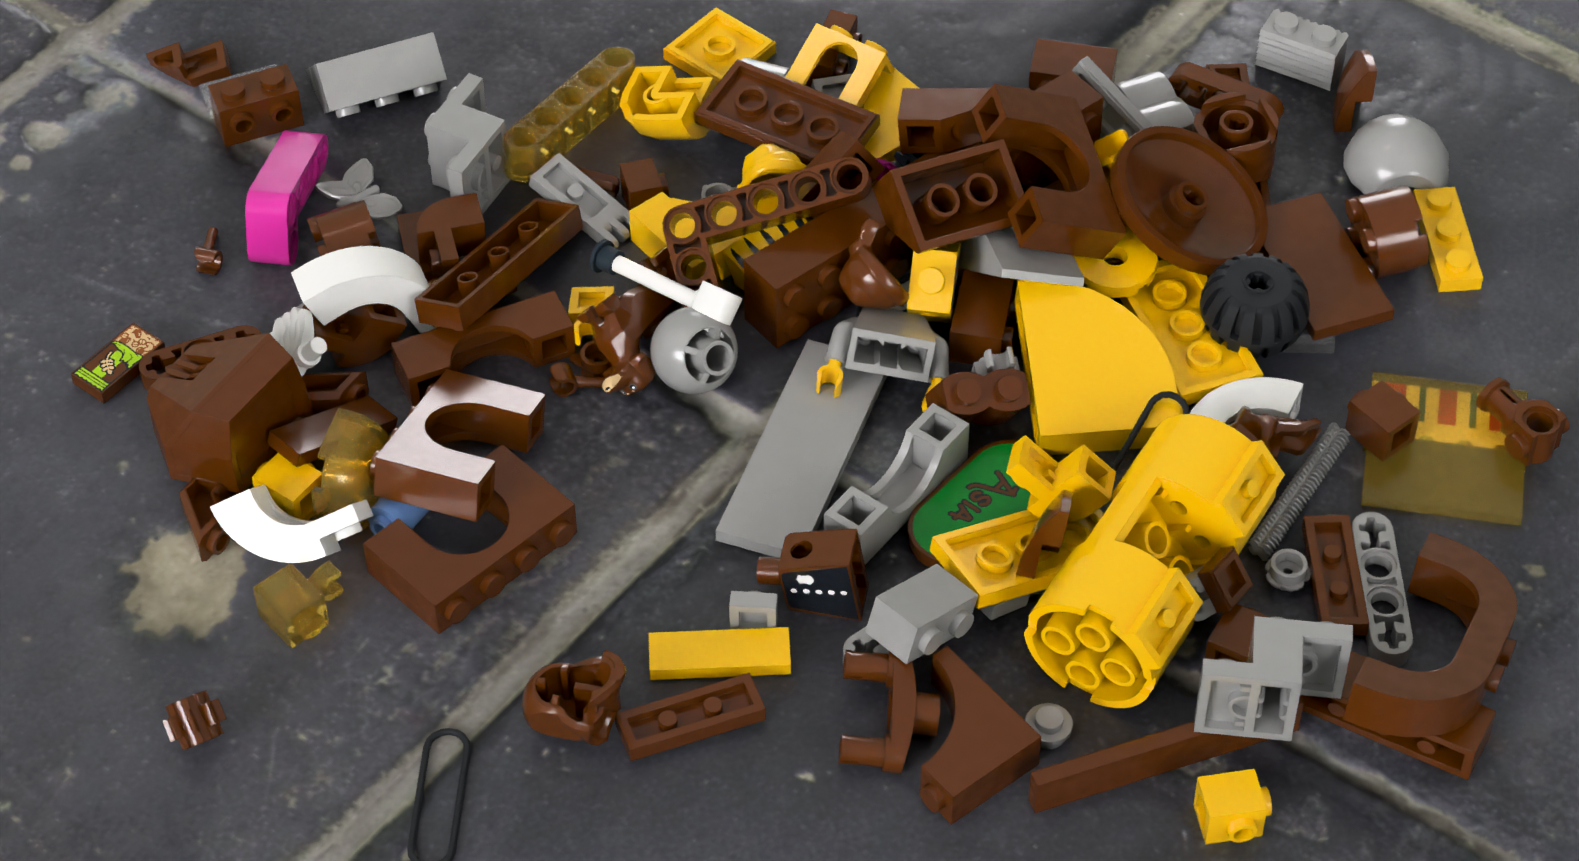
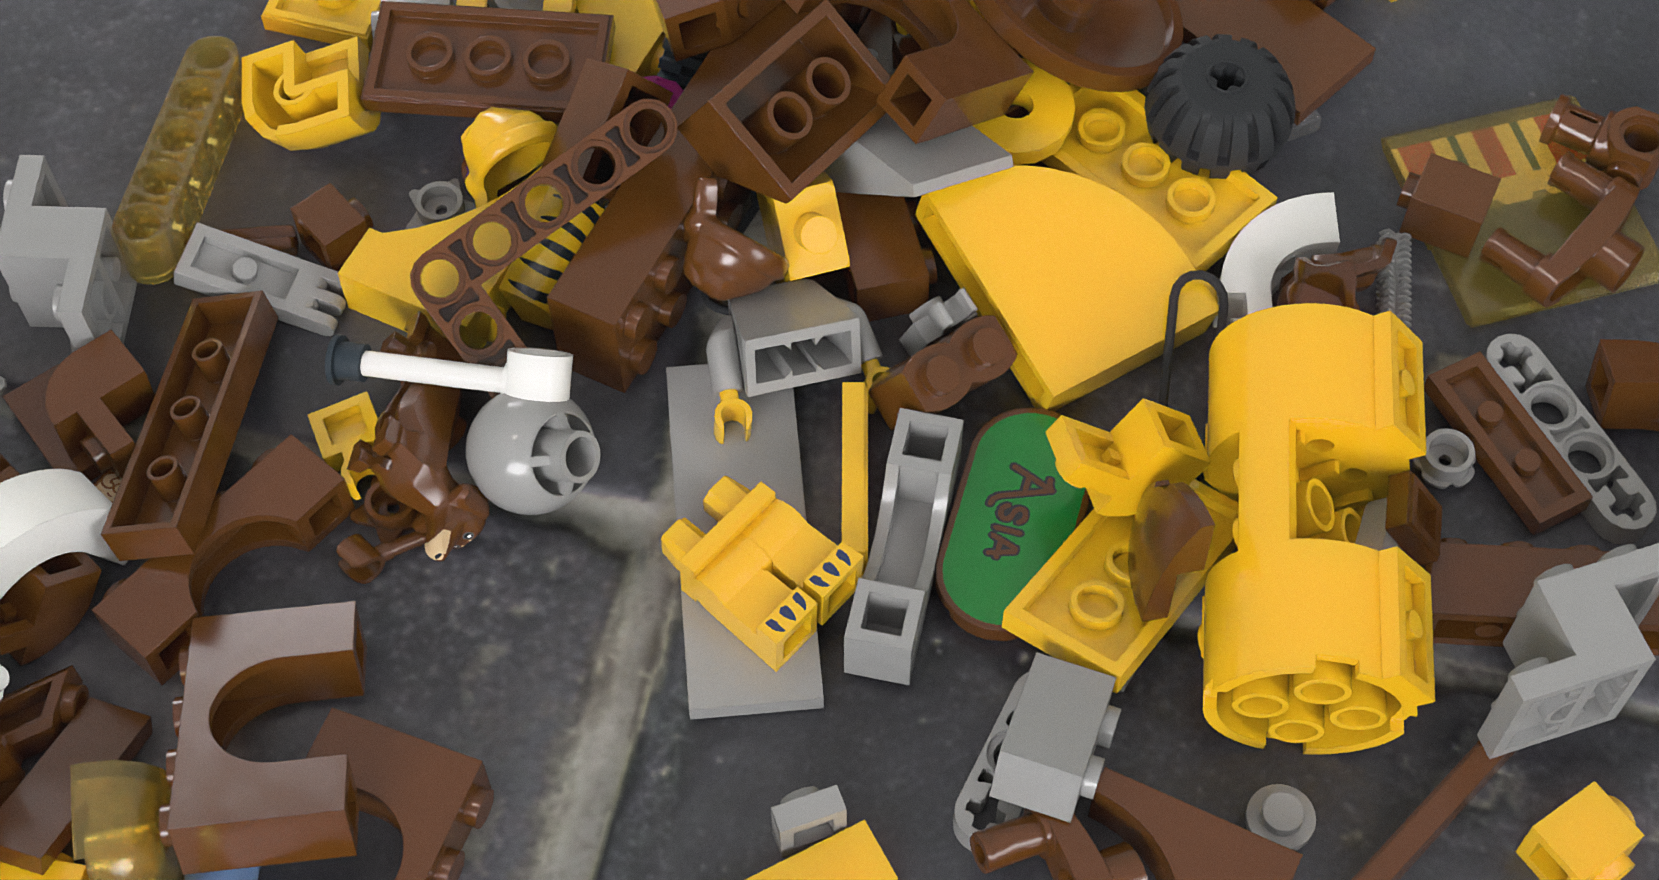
camera: 25 degrees left, 10 degrees up
(798, 464) = (762, 569): none -> yellow hips
(820, 573) = (868, 723): reddish brown torso -> none
(889, 437) = (855, 467): none -> yellow tile
(1466, 480) = (1592, 251): none -> reddish brown connector

